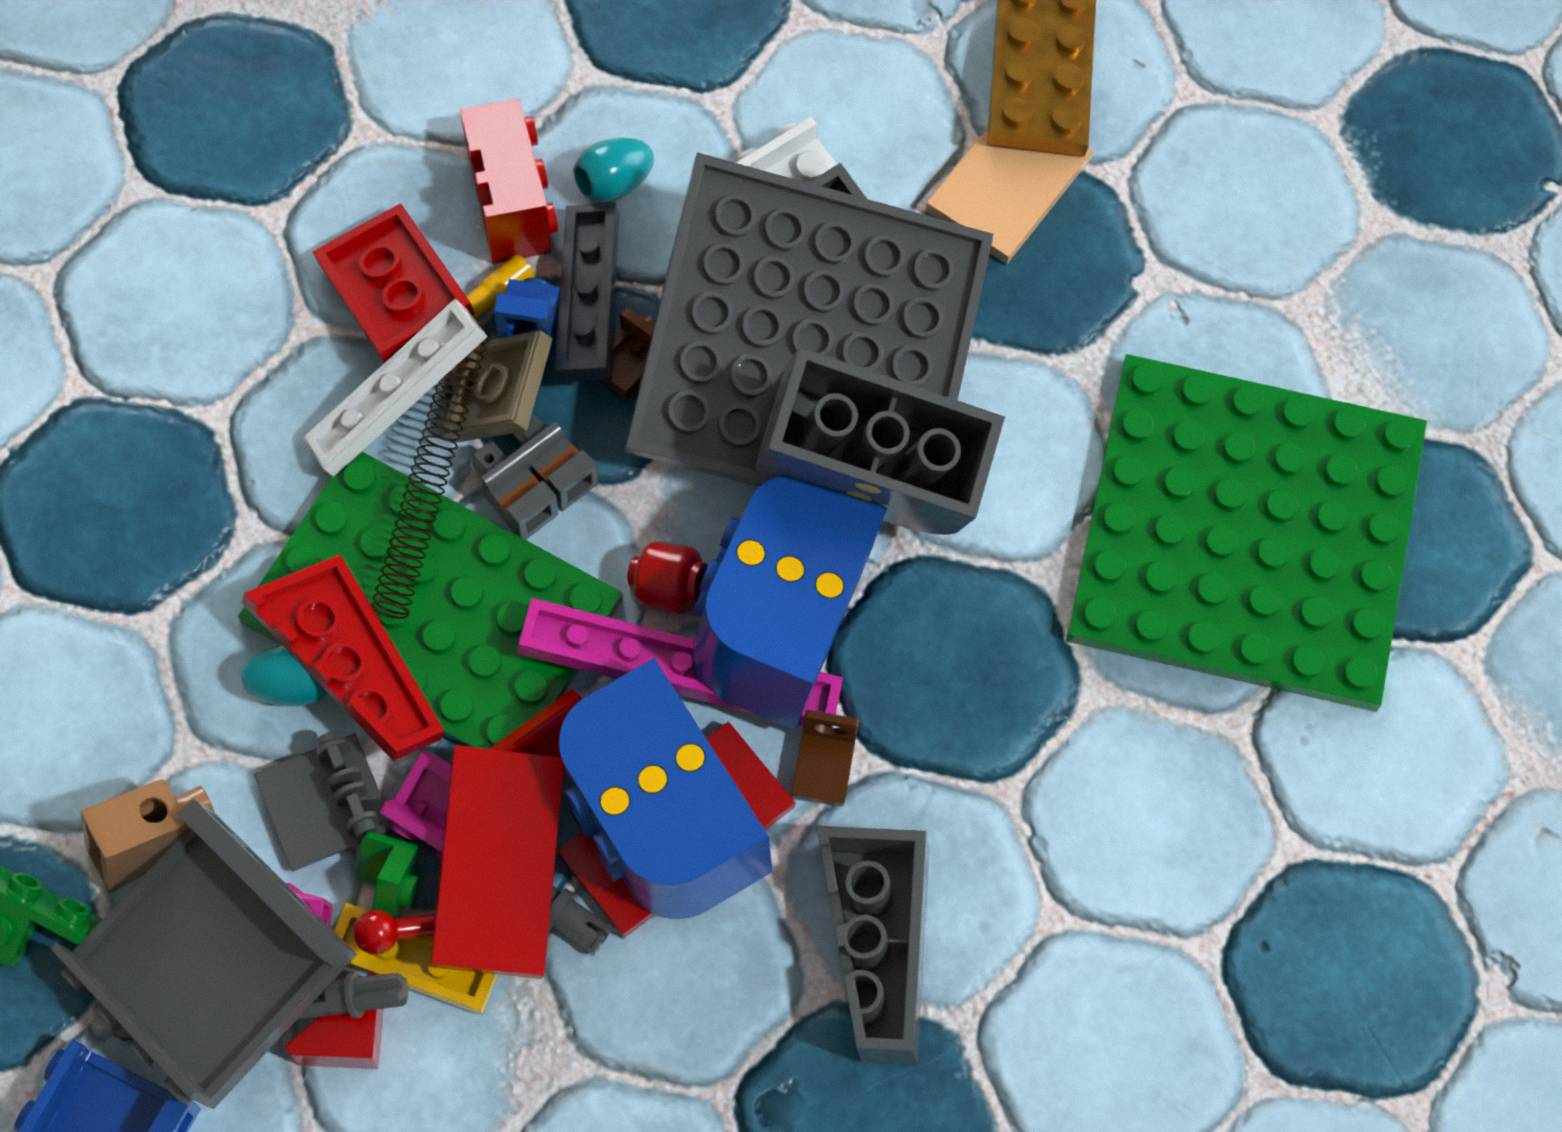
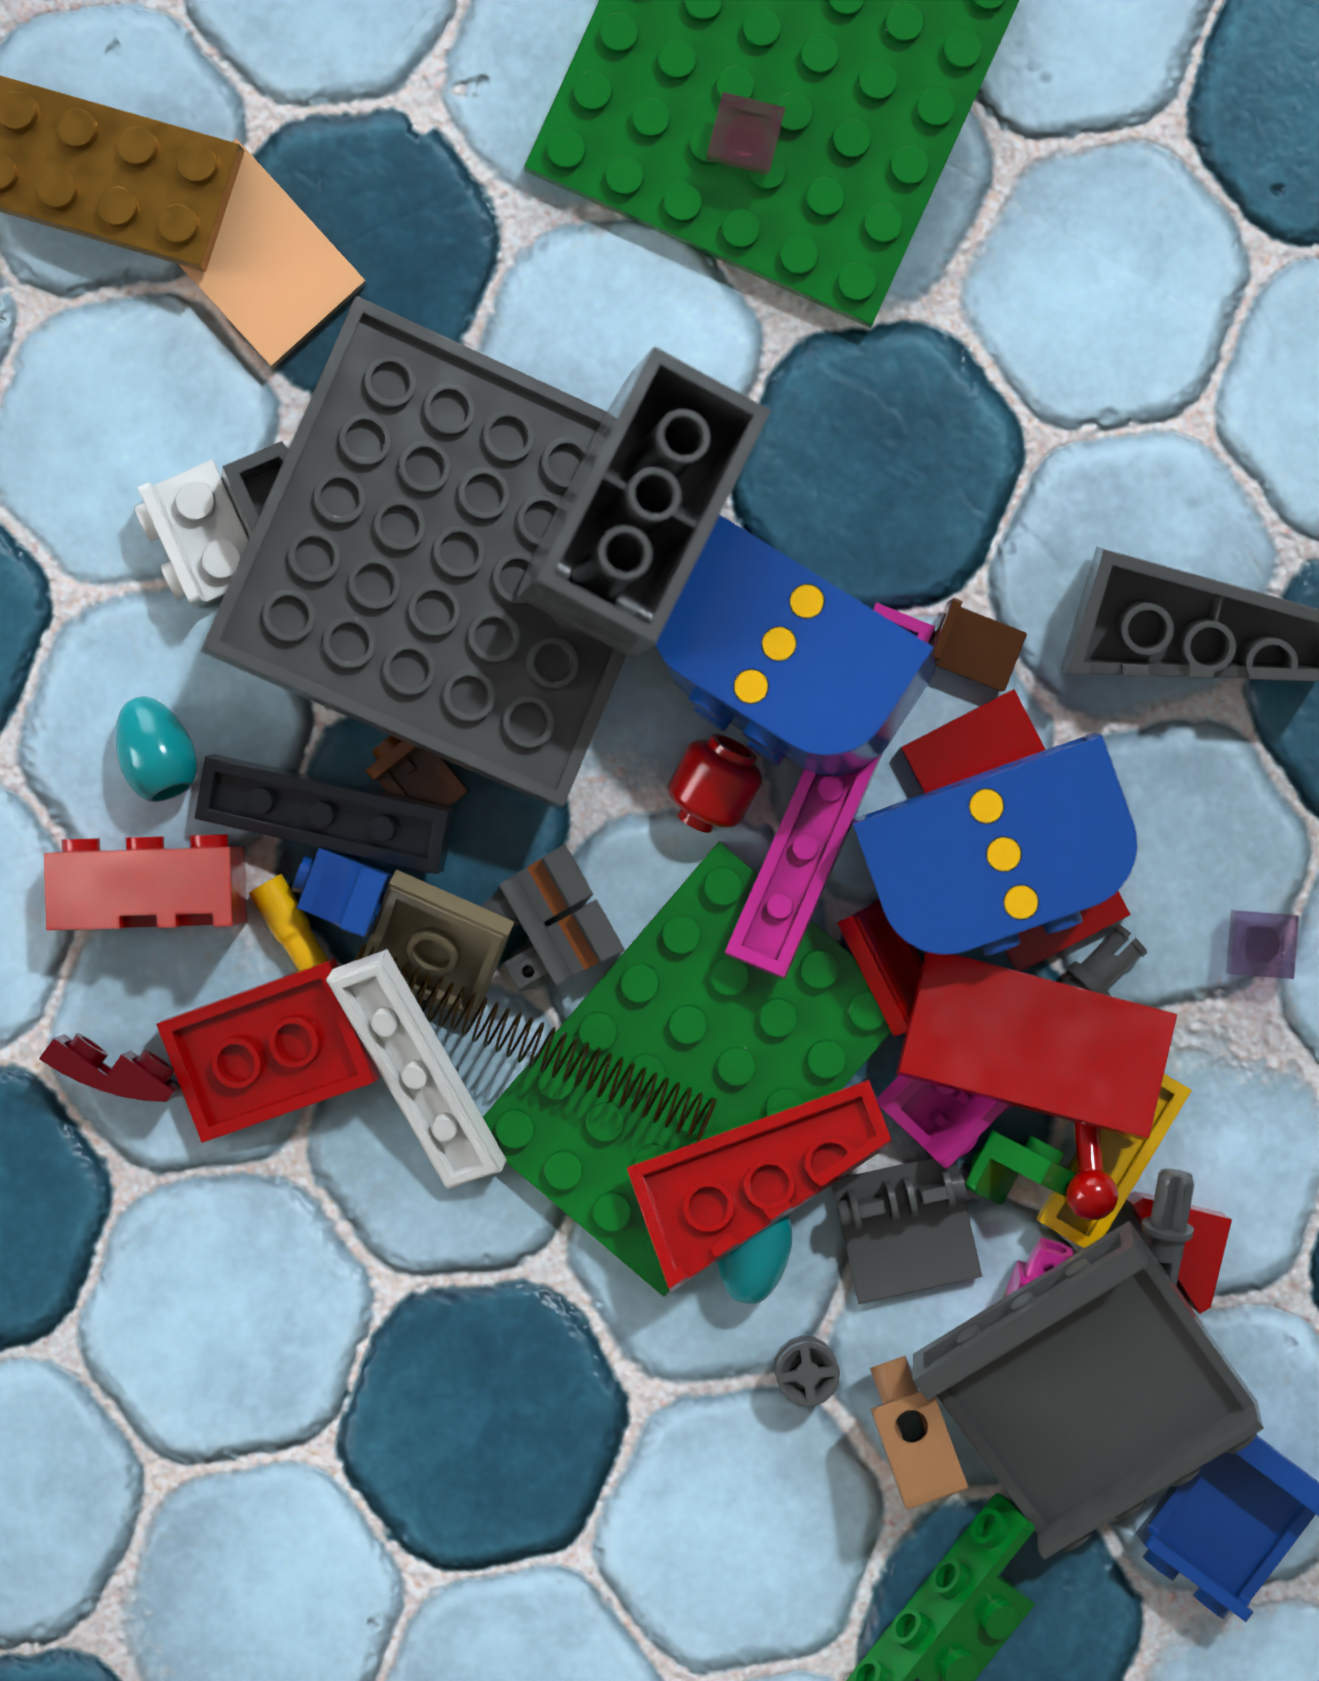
camera: 70 degrees left, 20 degrees up
(184, 729) = (807, 1383): none -> dark grey wheel
(356, 183) = (132, 1076): none -> dark red slope
(618, 1051) = (1262, 944): none -> clear purple plate
(1194, 499) = (745, 133): none -> clear pink plate

